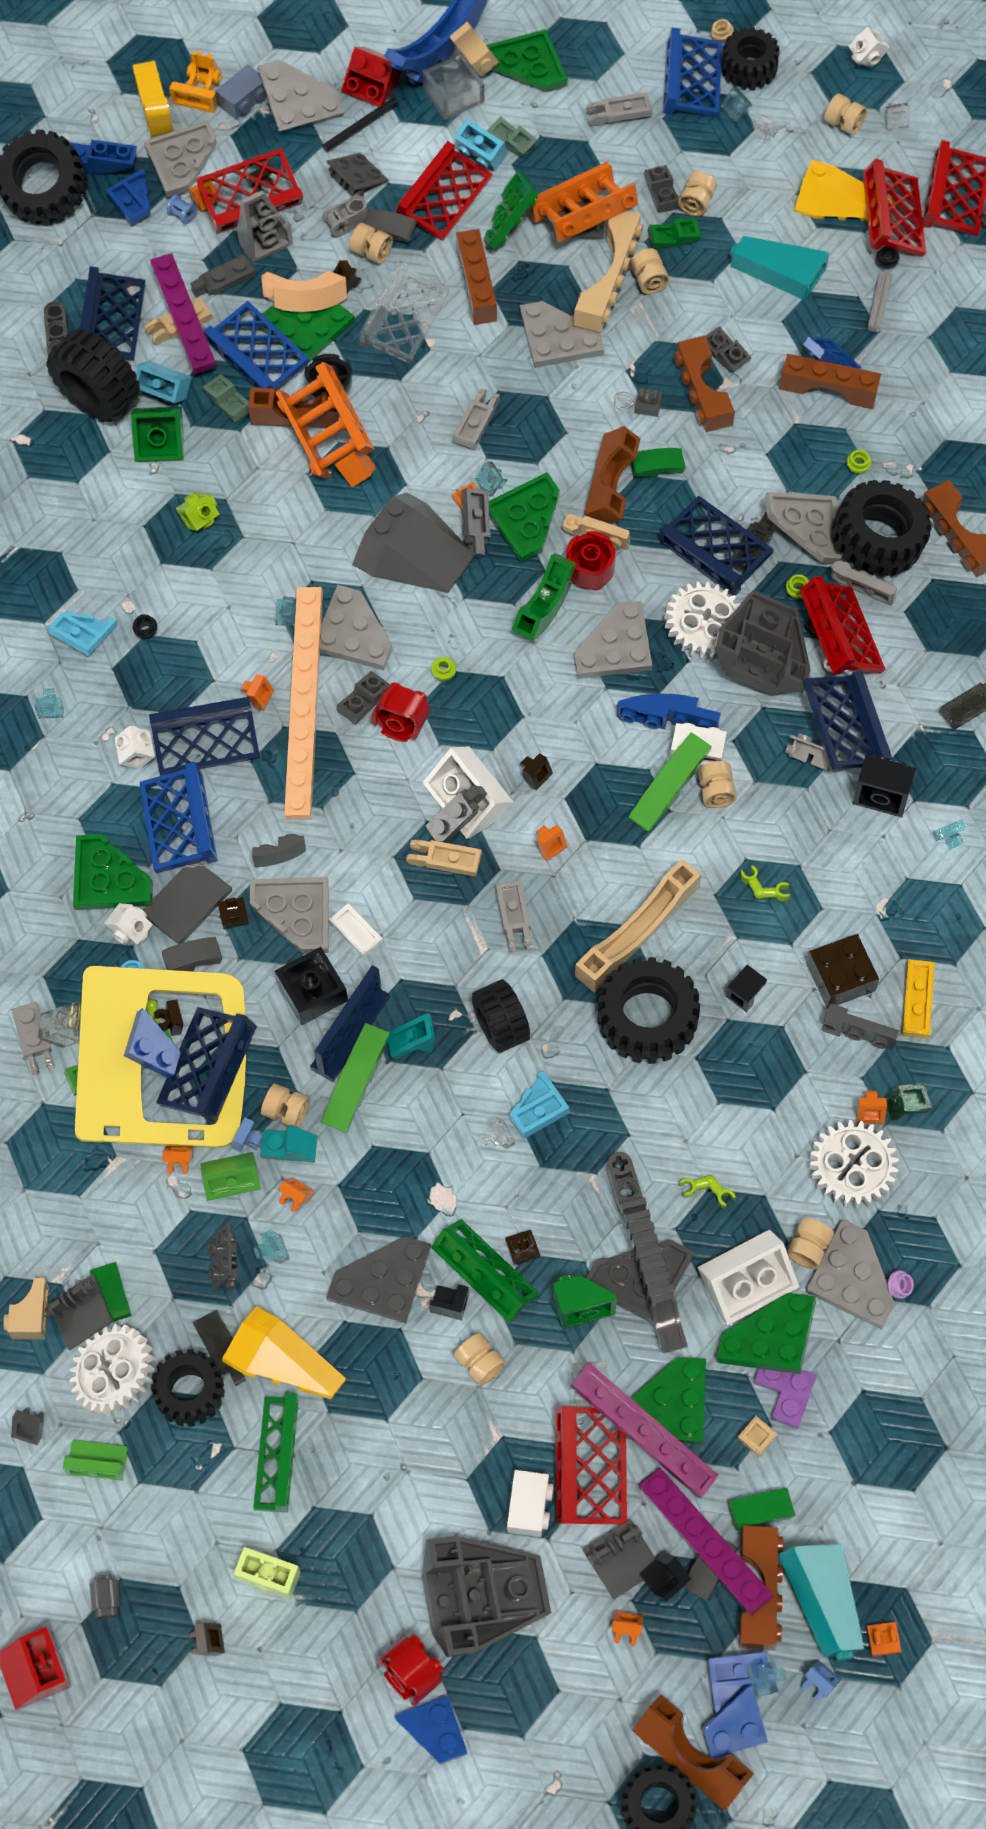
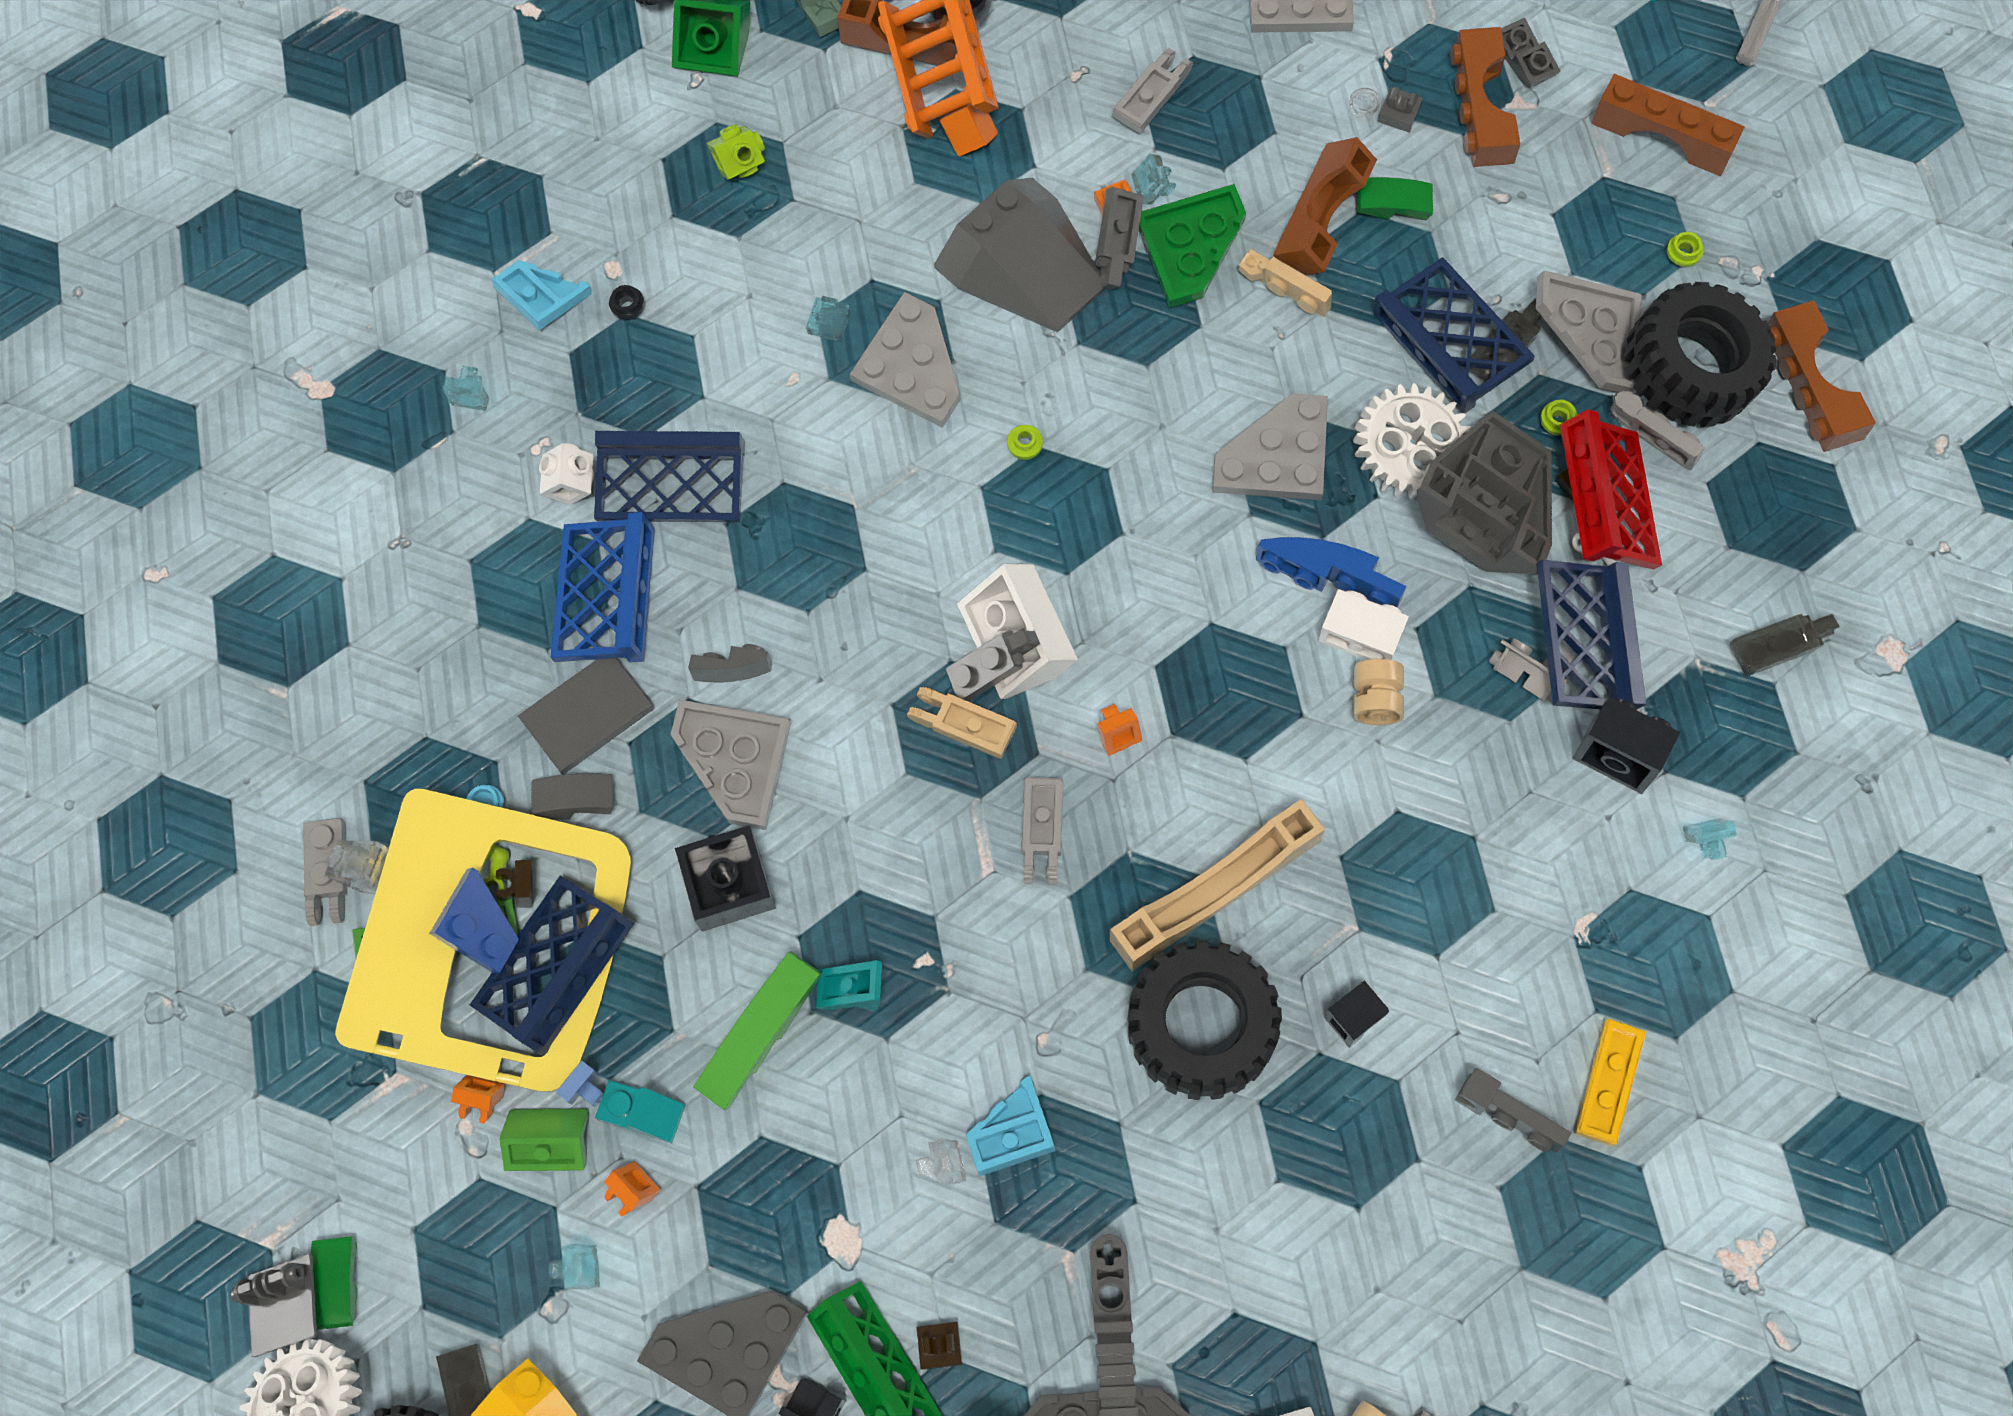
camera: 15 degrees right, 5 degrees up
(28, 1316) = (207, 1294): tan arch -> none
(107, 876) = (483, 654): green plate -> none
(128, 924) = (493, 732): white brick -> none
(223, 1251) = (491, 1290): dark grey hinge -> none
(233, 913) = (646, 743): dark brown tile -> none
(258, 691) = (757, 426): orange tile -> none
(278, 1099) = (644, 1051): tan wheel -> none
(303, 703) = (816, 456): light nougat plate -> none
(342, 1035) = (748, 967): dark blue fence -> none
(355, 930) = (812, 804): white tile -> none
(363, 698) = (903, 463): dark grey slope -> none
(401, 712) = (947, 496): red brick -> none
(501, 1015) = (985, 985): black tyre -> none
(536, 770) = (1122, 619): dark brown tile -> none
(544, 605) = (1189, 375): green arch -> none
(594, 560) = (1267, 323): red brick -> none
(669, 782) = (1310, 675): bright green slope -> none
(707, 1181) = (1234, 1303): lime arm -> none
(760, 892) = (1408, 868): lime arm -> none
(829, 351) = (1674, 81): blue wing -> none
(842, 970) = (1505, 1017): dark brown brick -> none
(871, 1109) = (1504, 1244): orange tile -> none
(873, 1178) = (1483, 1358): white gear -> none
(907, 1100) = (1562, 1243): clear green bracket -> none

